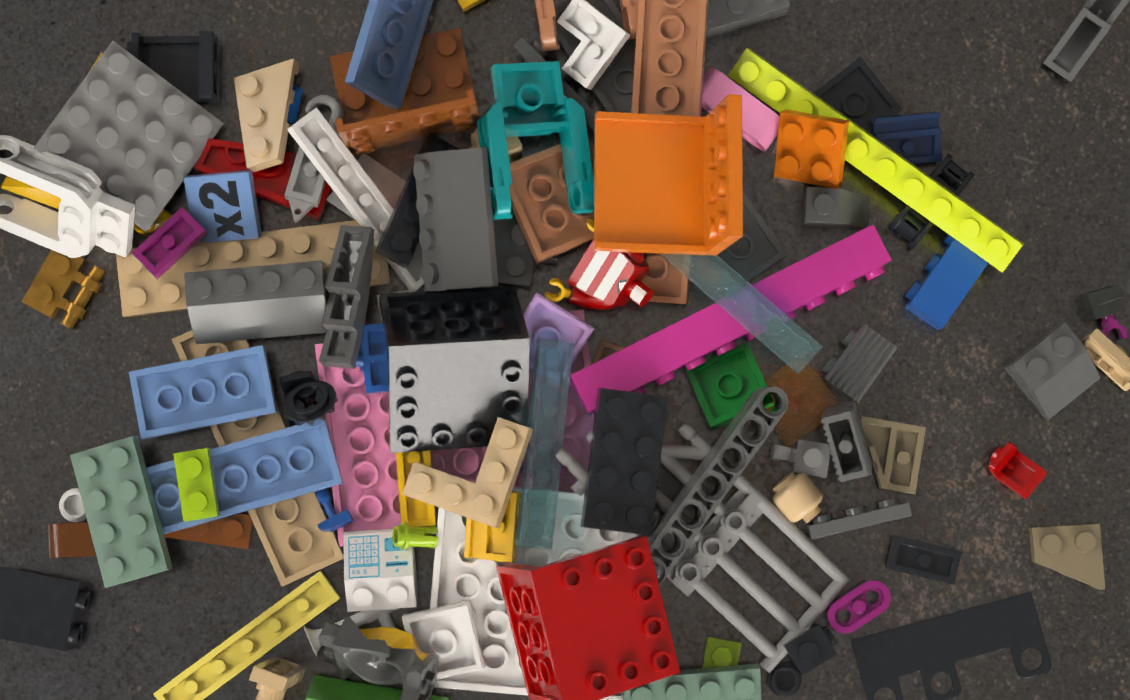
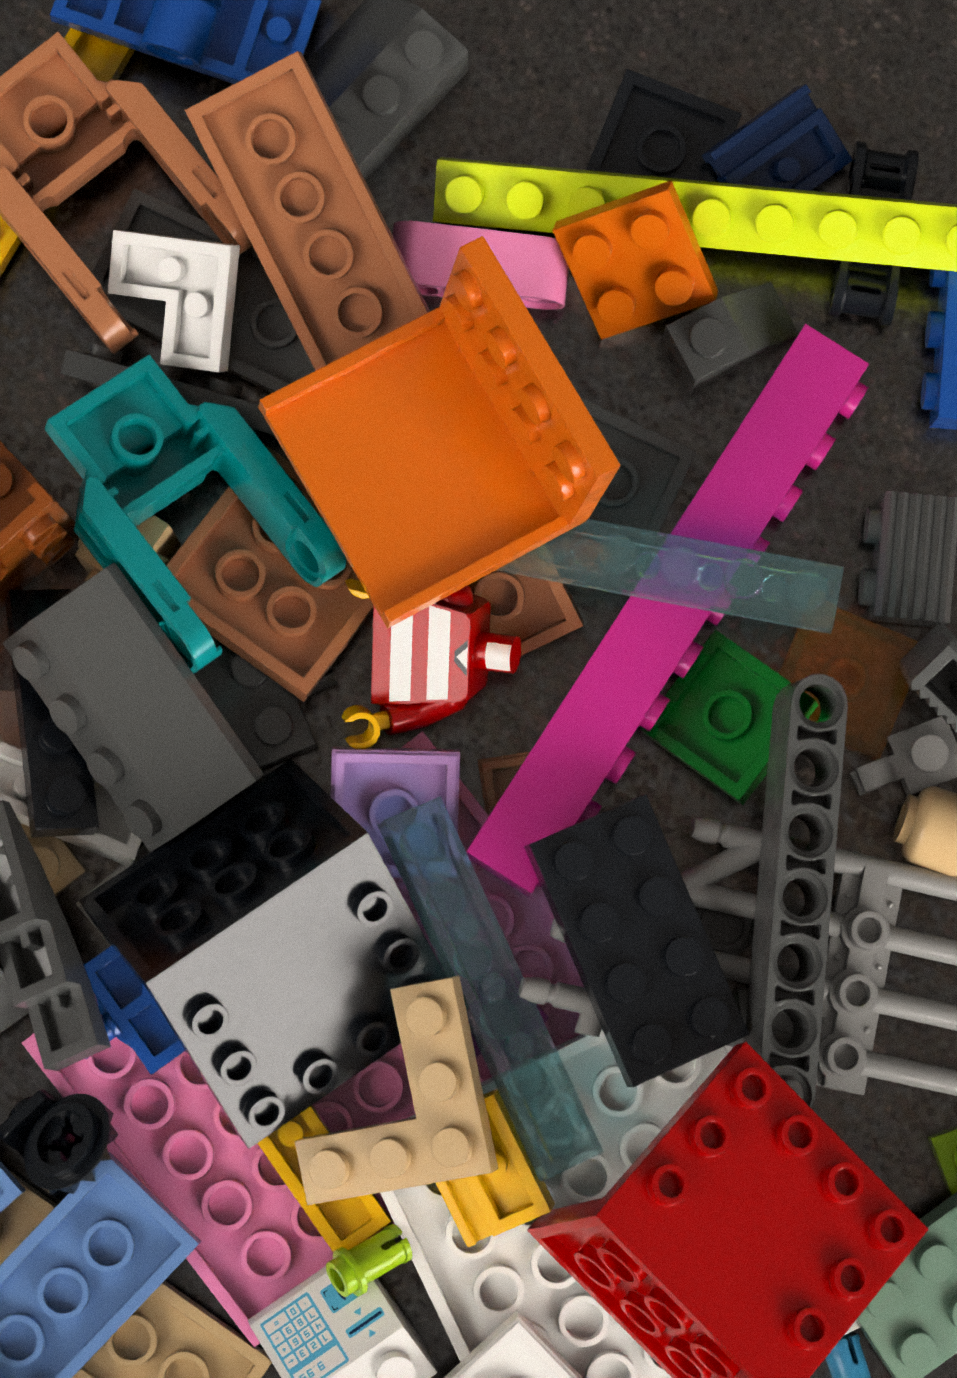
camera: 35 degrees left, 0 degrees up
(335, 520) = (222, 1311): blue piece -> none

